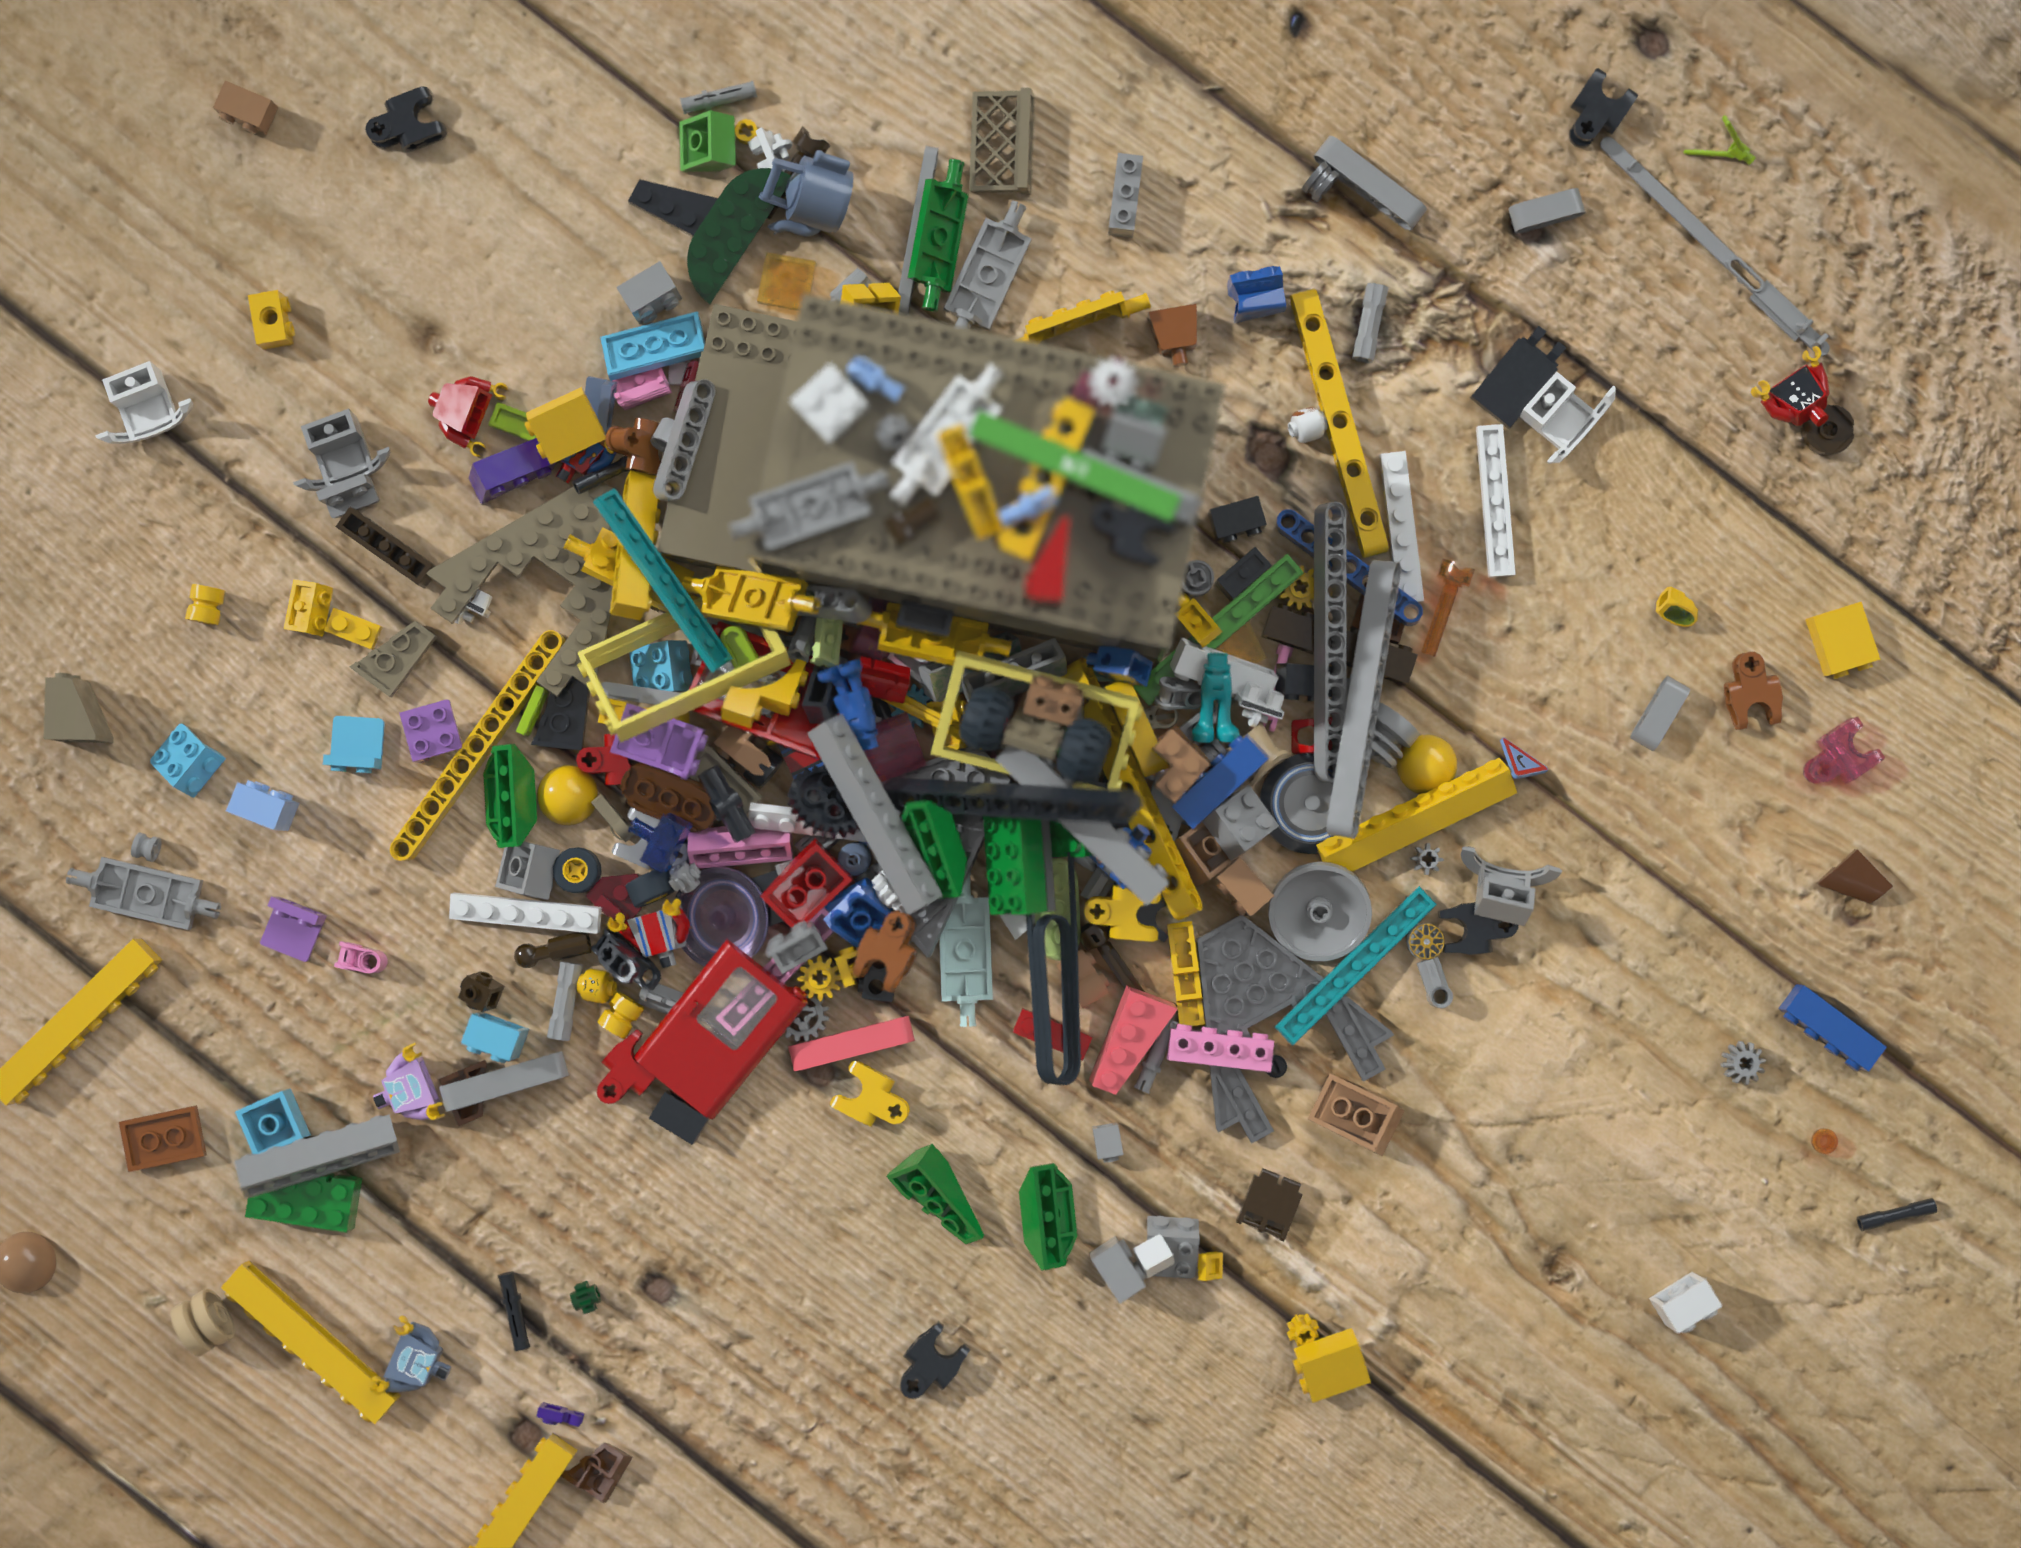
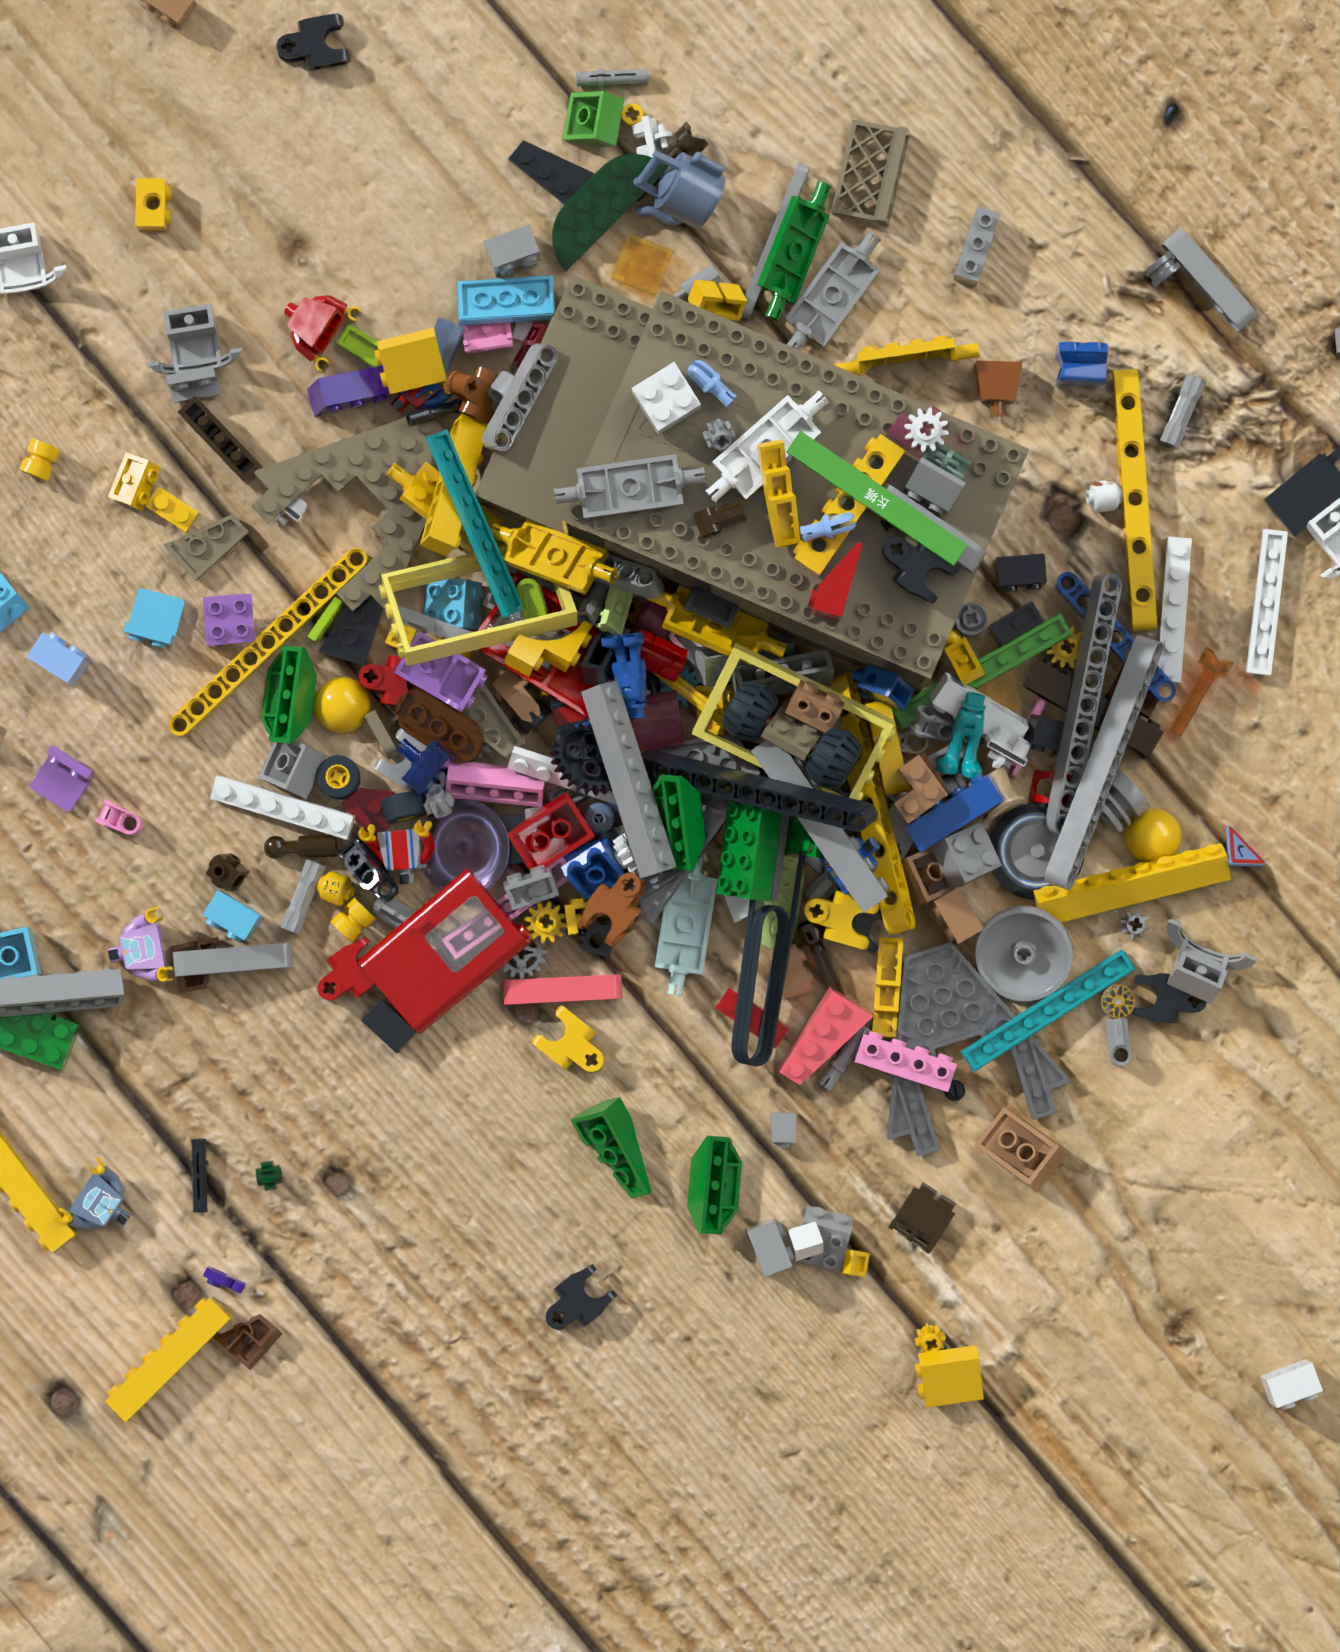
camera: 10 degrees right, 0 degrees up
(726, 803) = (492, 742): black piece -> none

